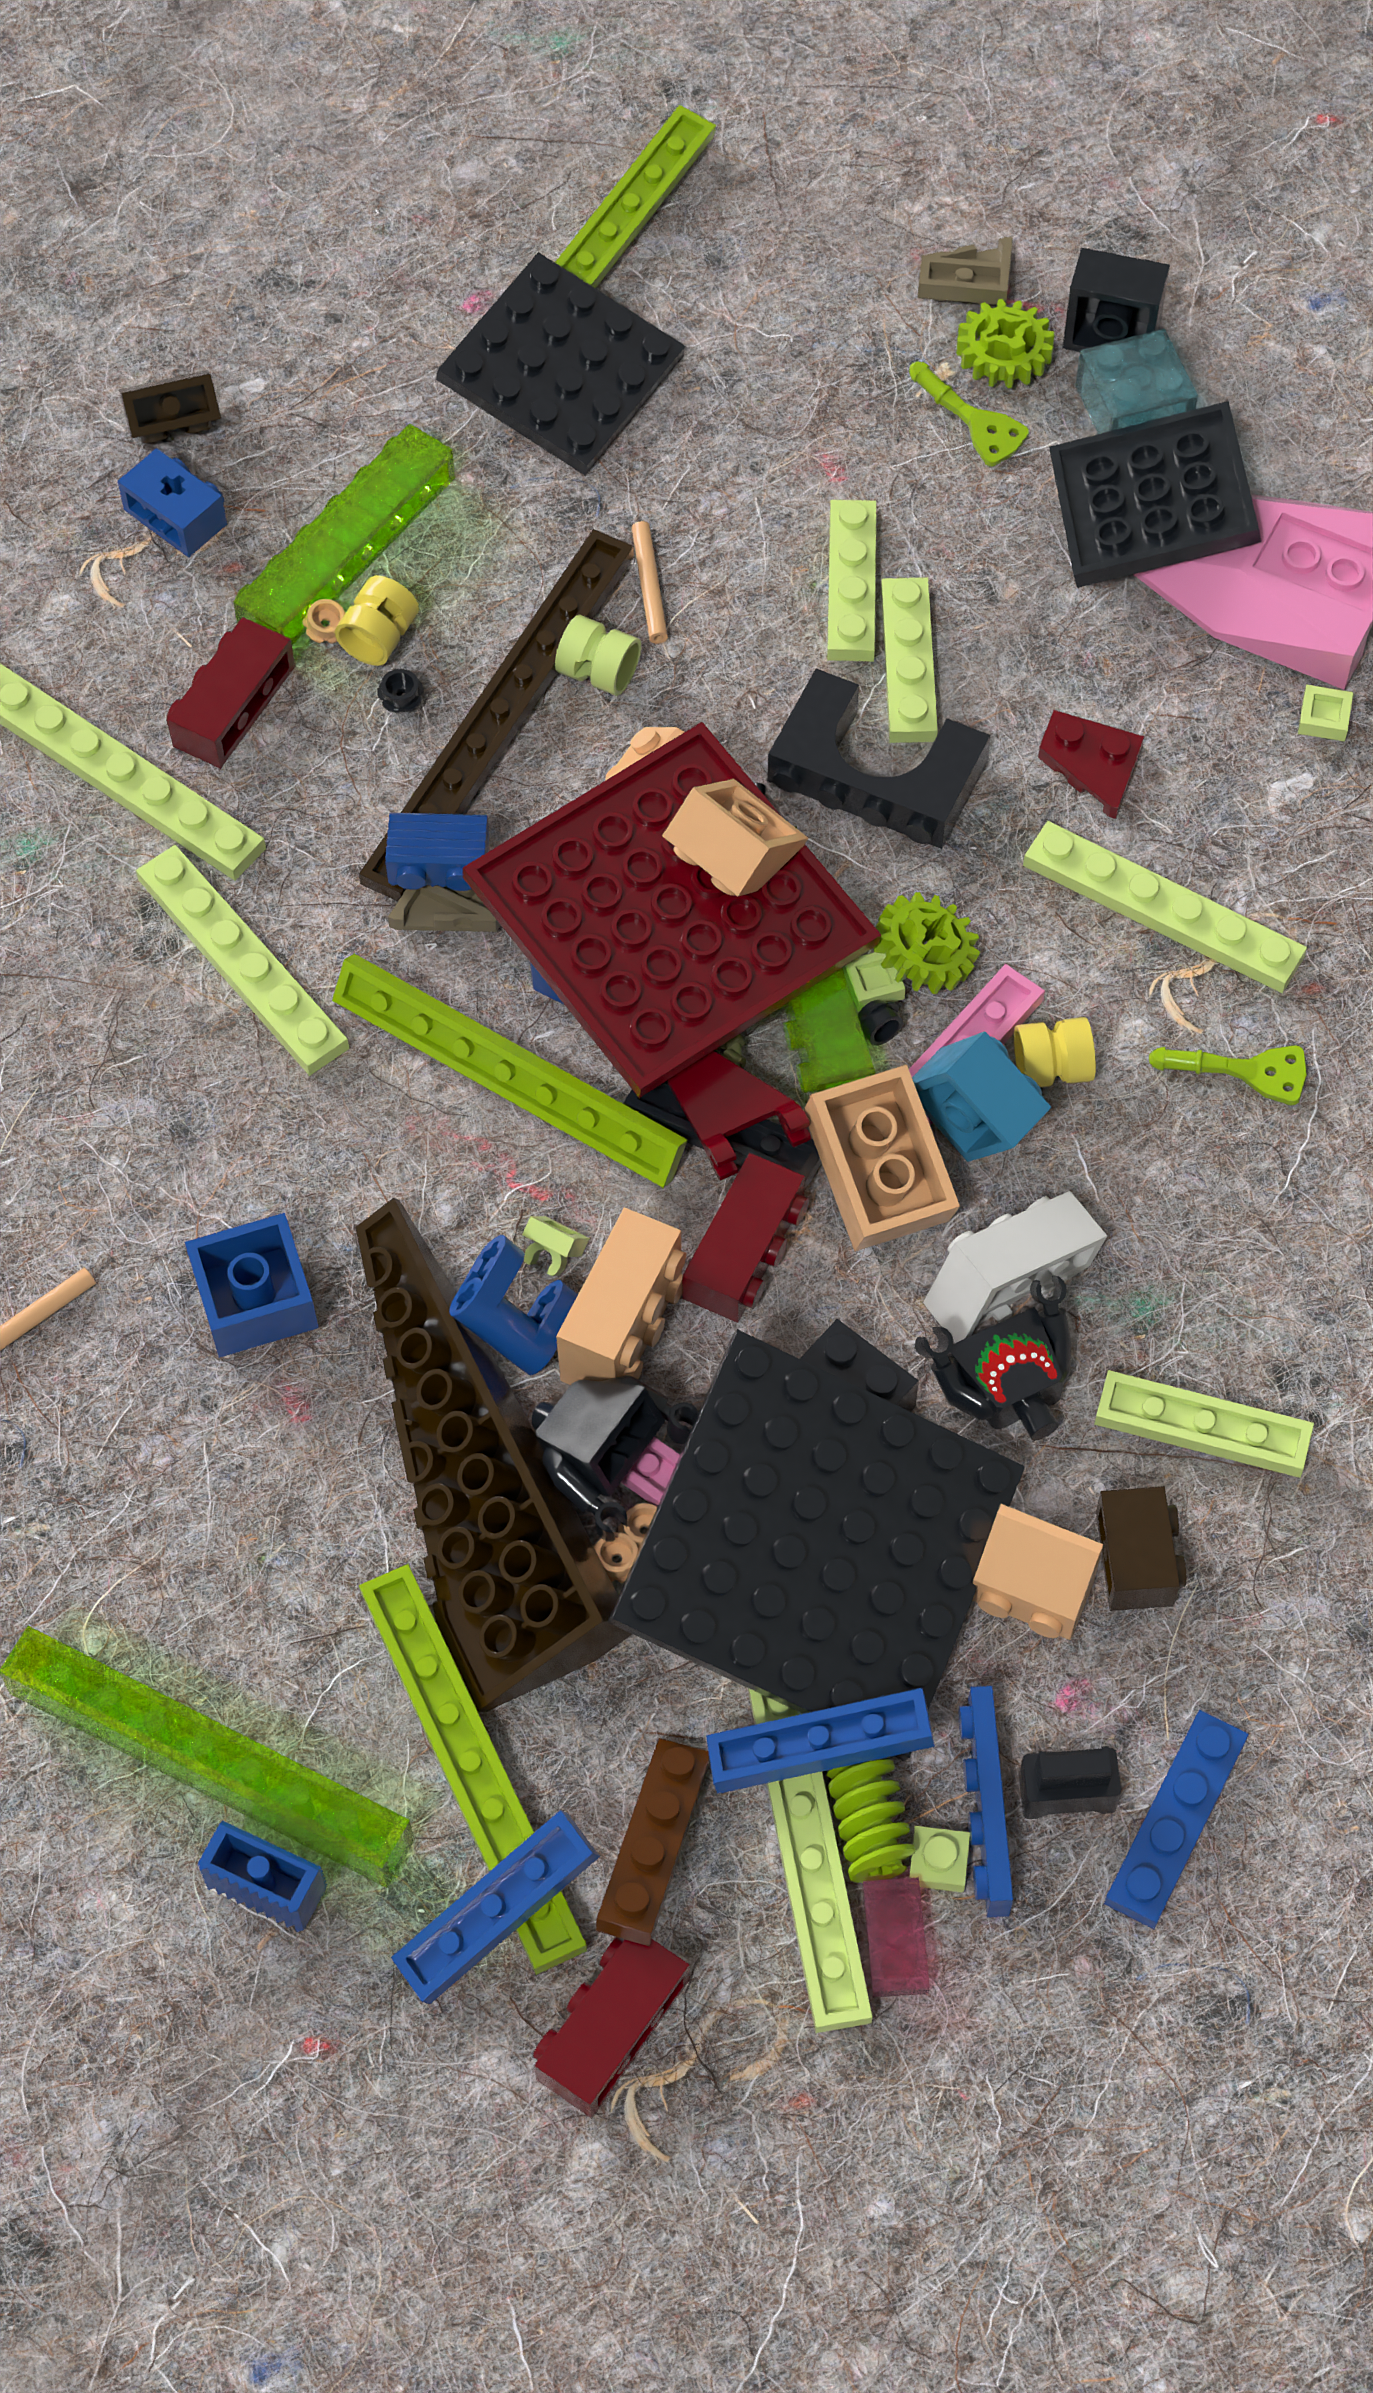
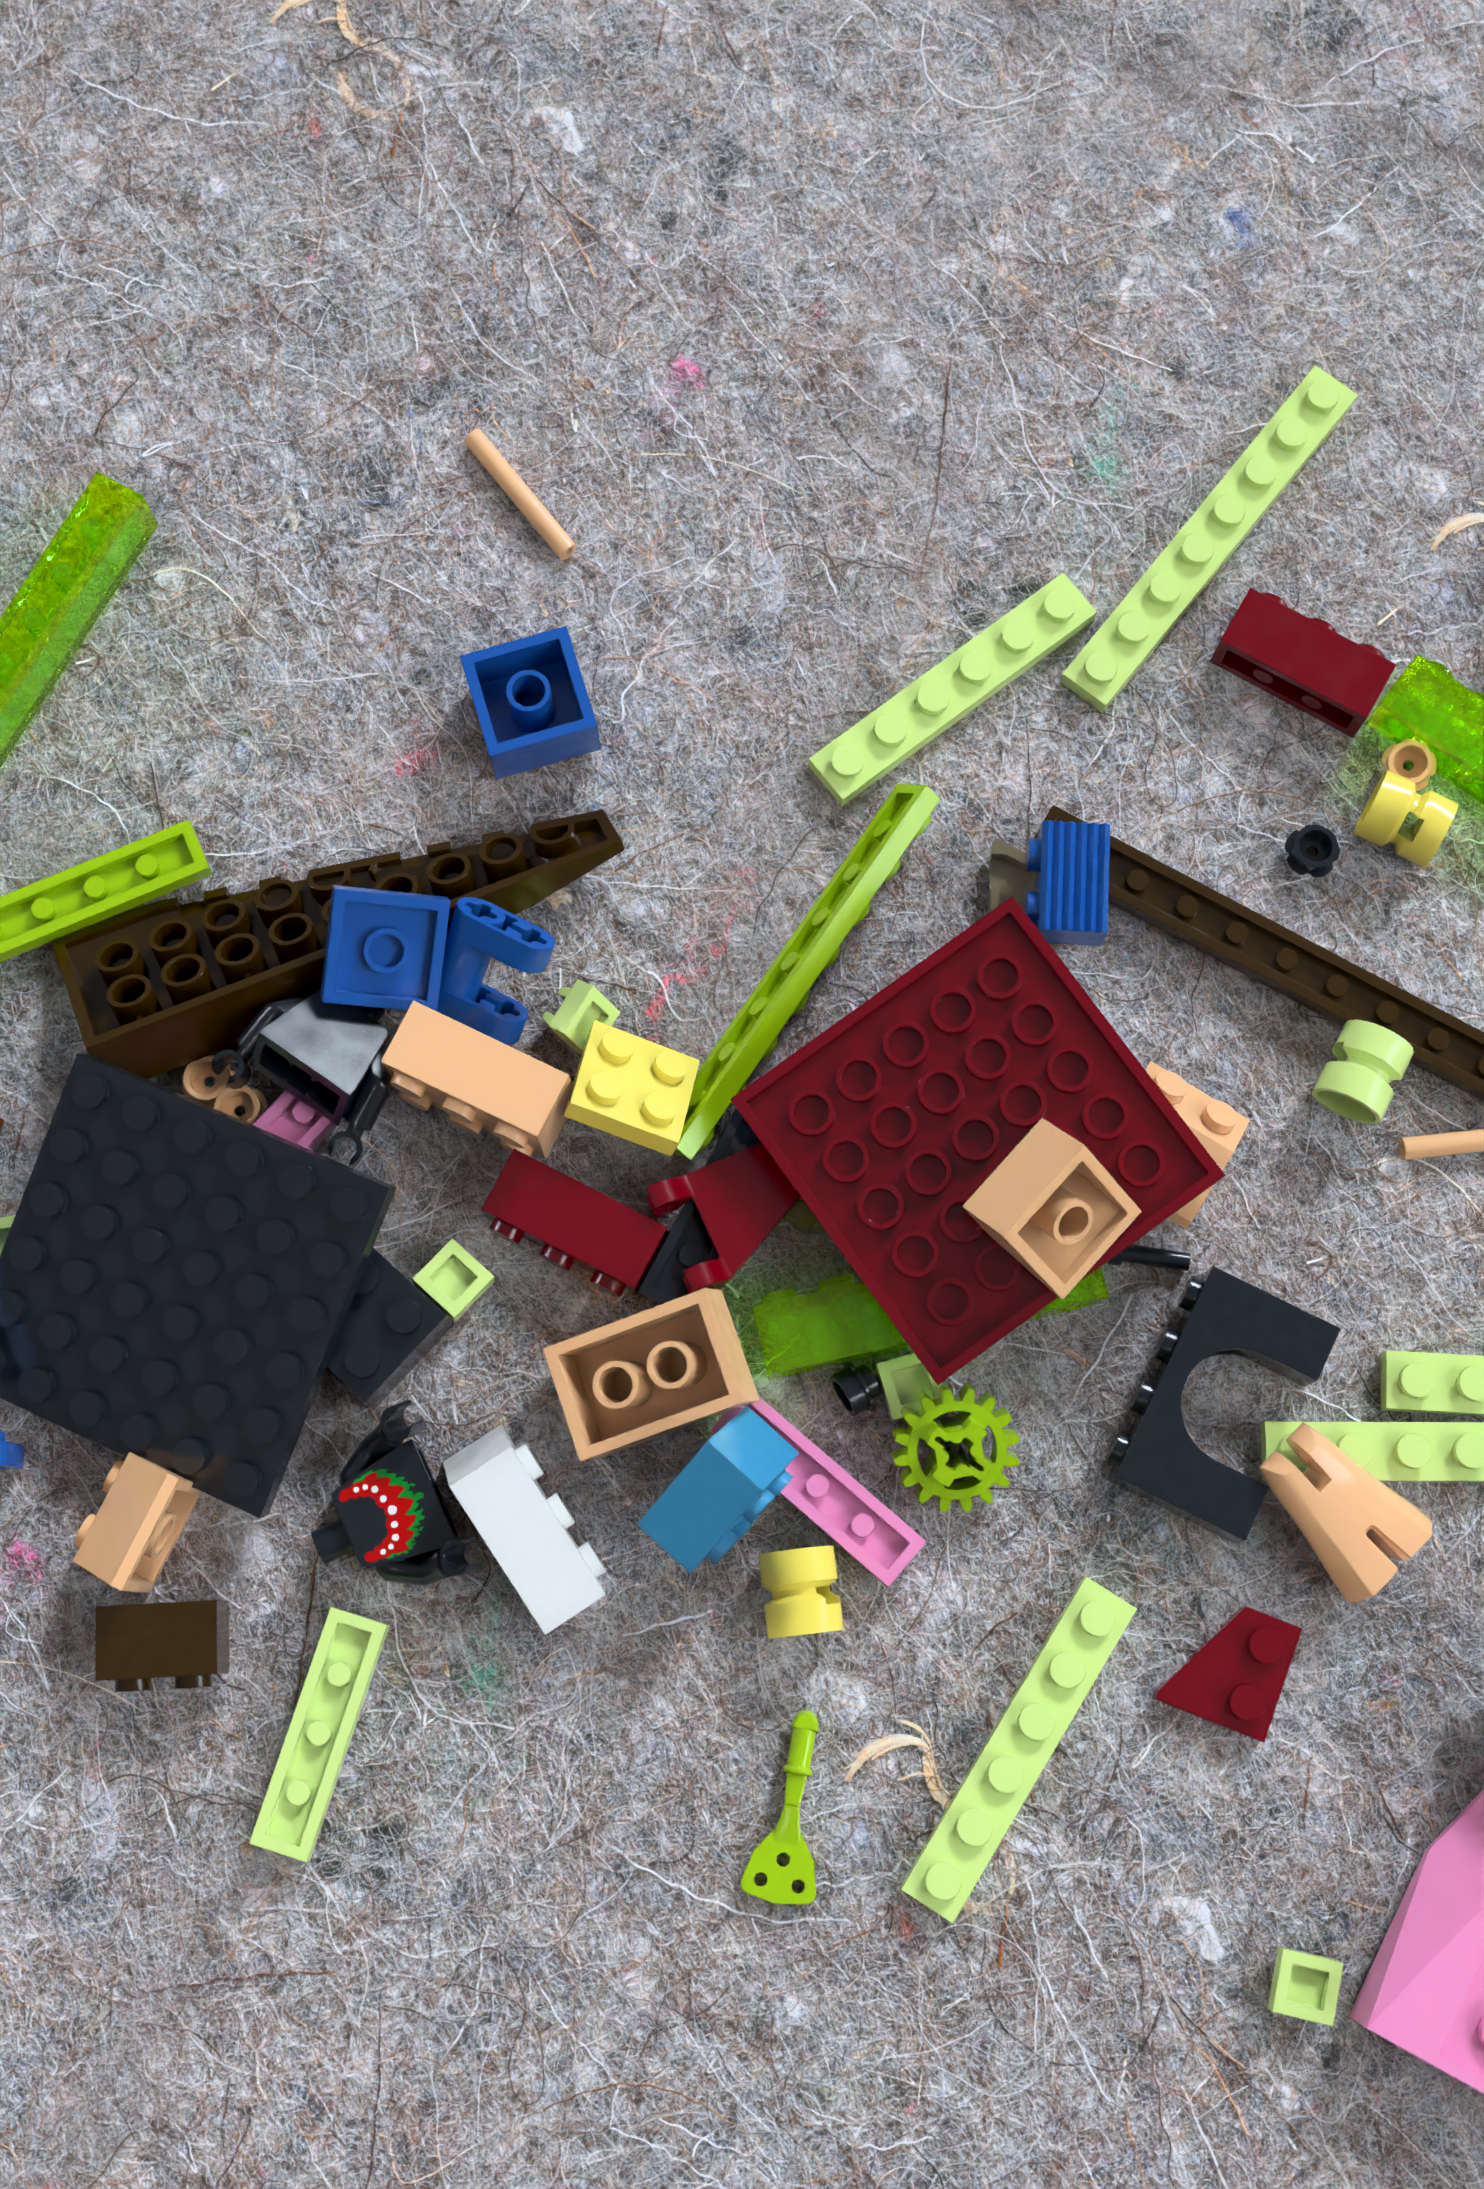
camera: 90 degrees right, 15 degrees up
(503, 1372) = (384, 948): none -> blue plate
(623, 1175) = (632, 1088): none -> light yellow plate
(795, 1329) = (453, 1280): none -> yellowish green plate
(965, 671) = (1345, 1514): none -> light nougat piece

